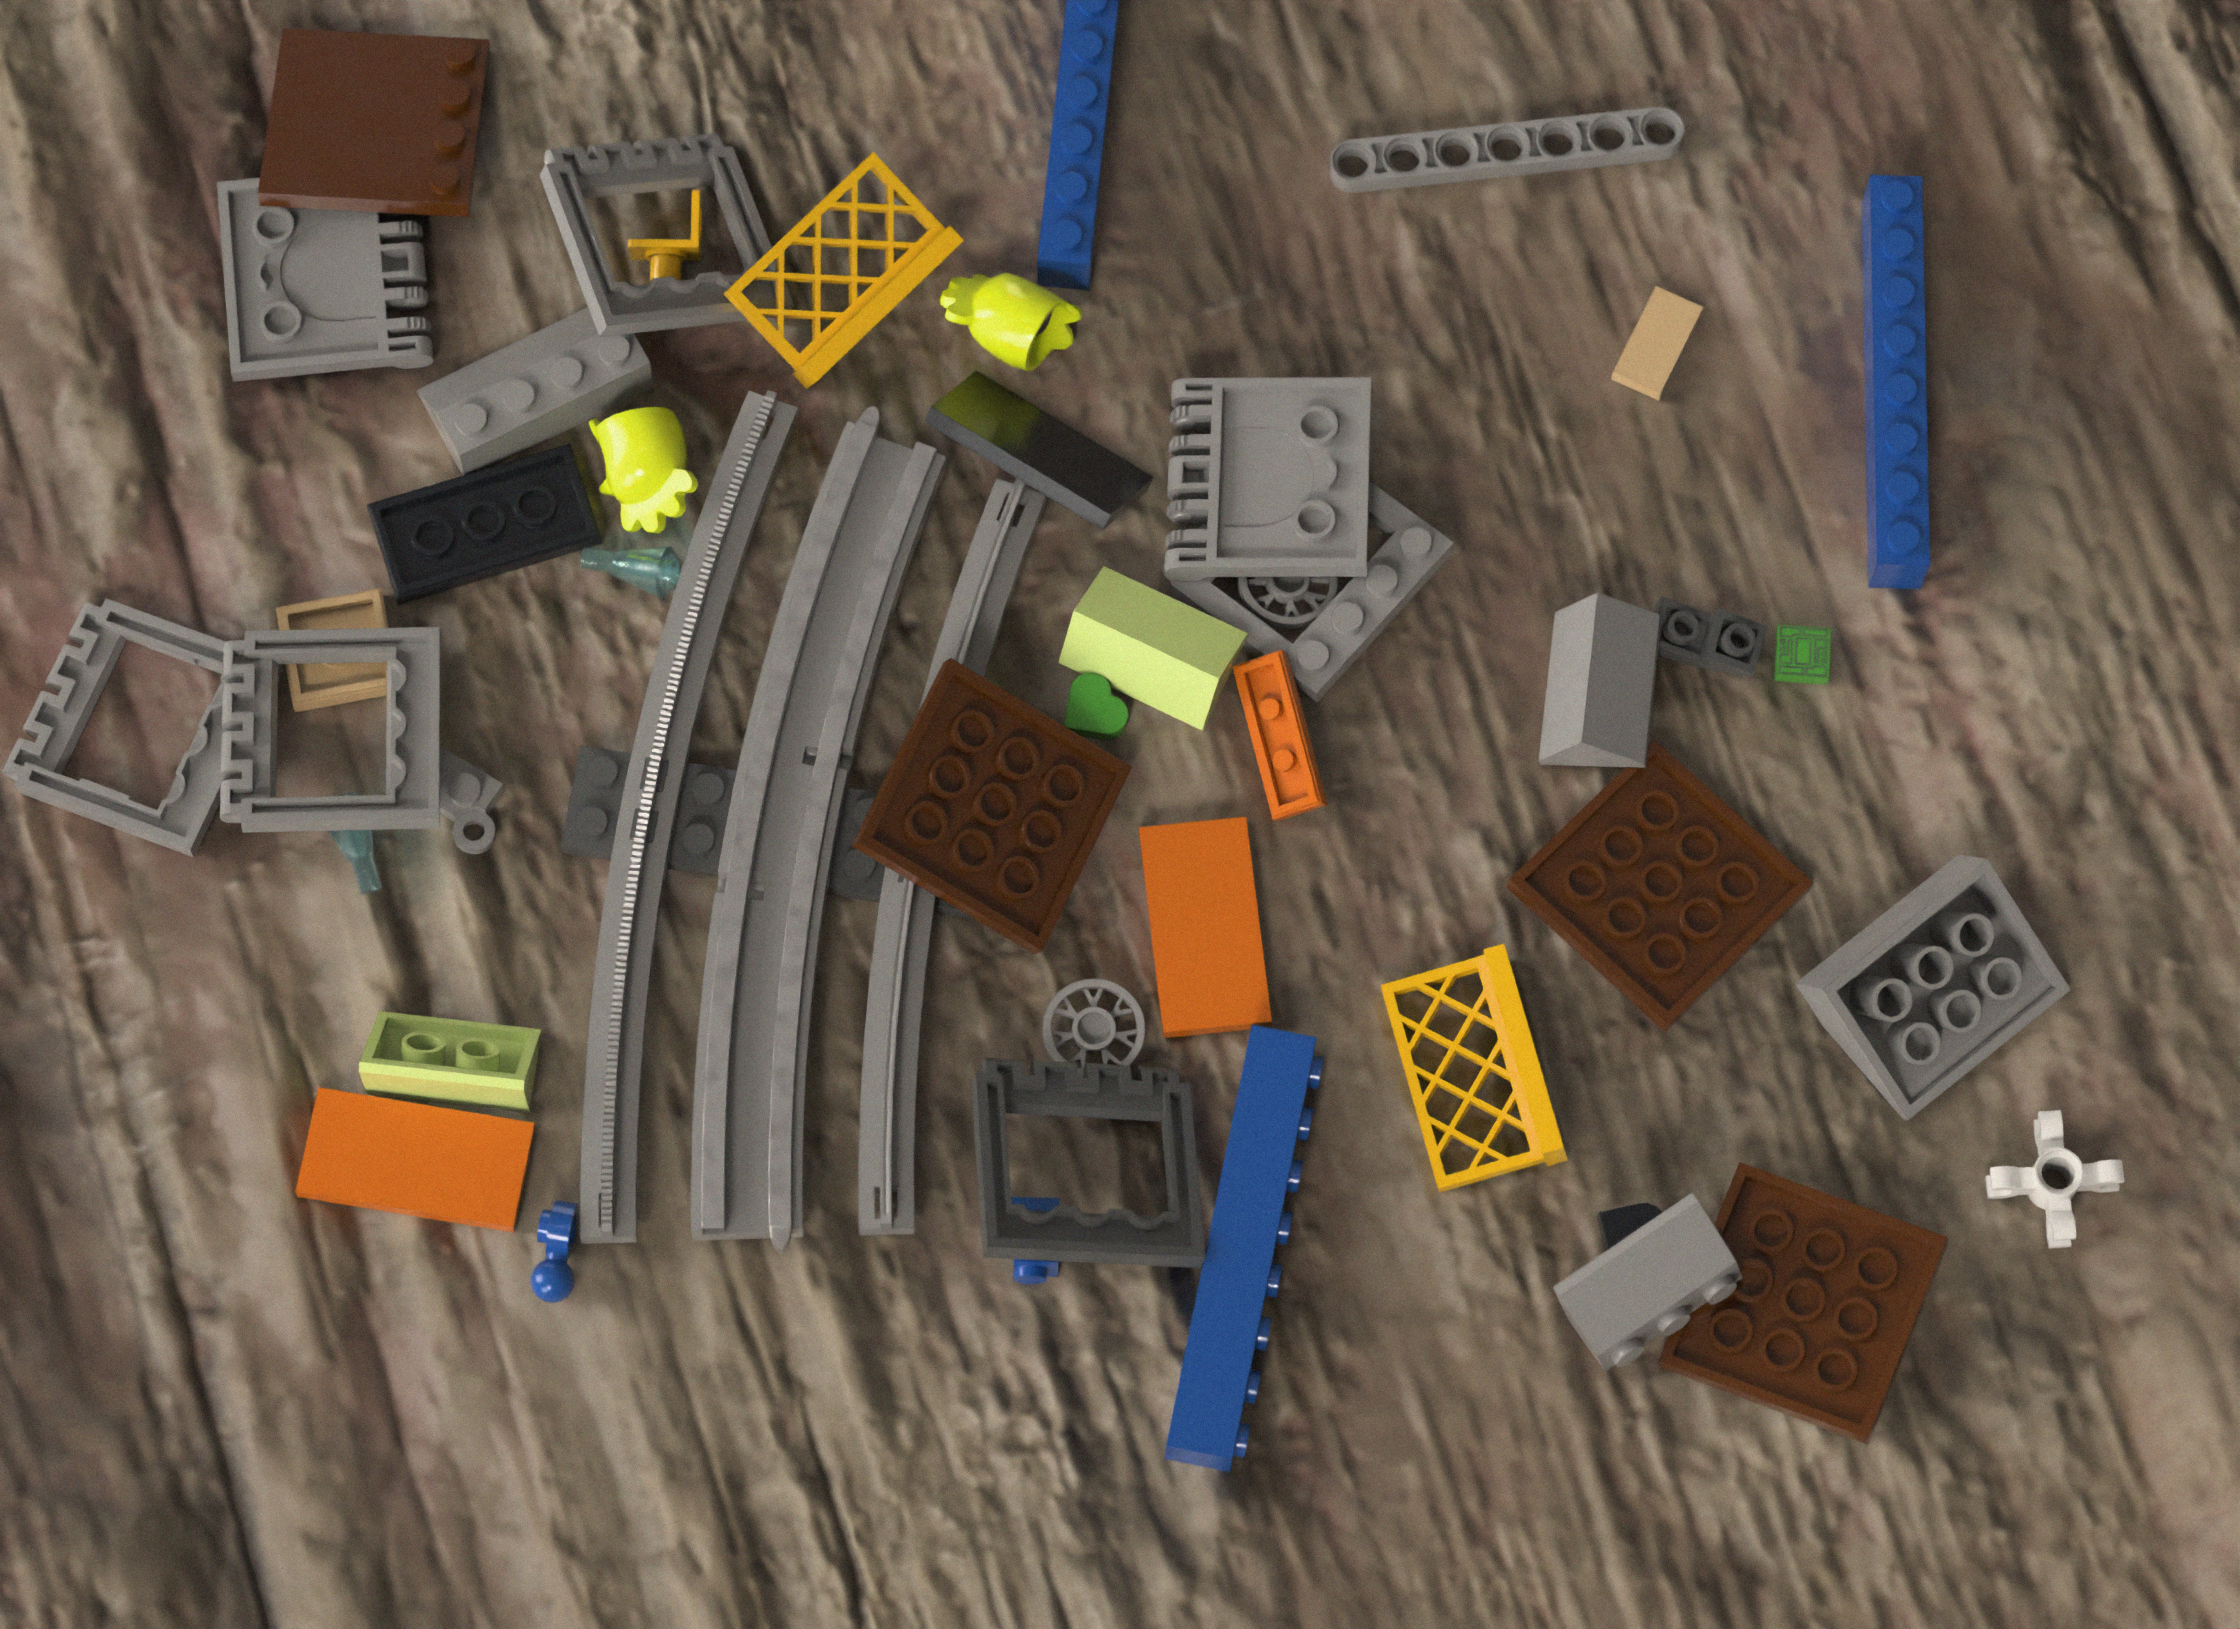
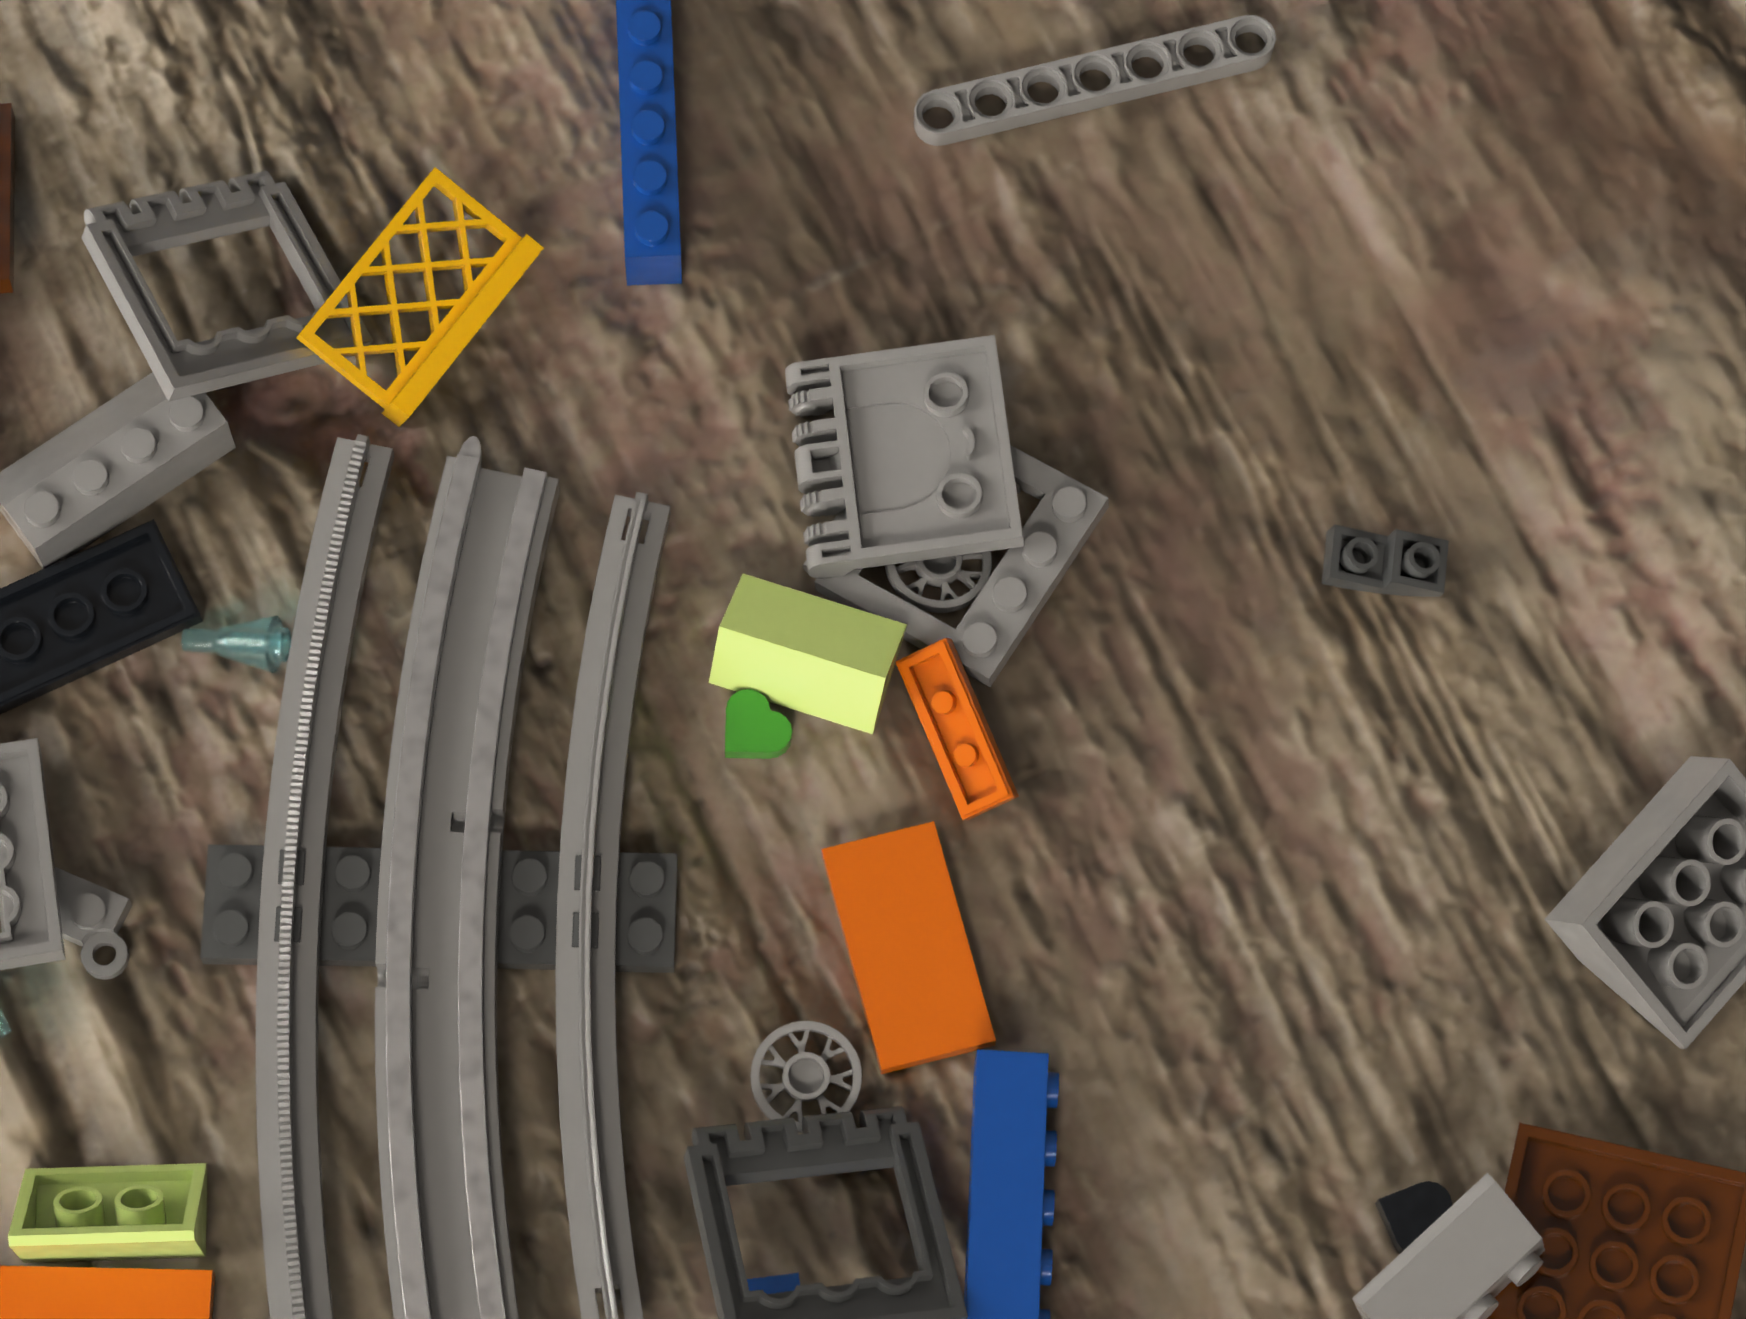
camera: 10 degrees left, 0 degrees up
(645, 466) = (237, 533): neon yellow piece -> none
(668, 254) = (232, 304): yellow bracket -> none
(992, 806) = (661, 851): reddish brown plate -> none
(1007, 315) = (602, 320): neon yellow piece -> none
(1039, 449) = (655, 458): black tile -> none
(1519, 1056) = (1267, 1042): yellow fence -> none
(1600, 684) = (1285, 627): light grey slope -> none
(1657, 343) = (1283, 259): tan tile -> none
(1659, 886) = (1382, 833): reddish brown plate -> none
(1802, 654) = (1489, 565): bright green tile -> none
(1895, 382) = (1538, 268): blue brick -> none

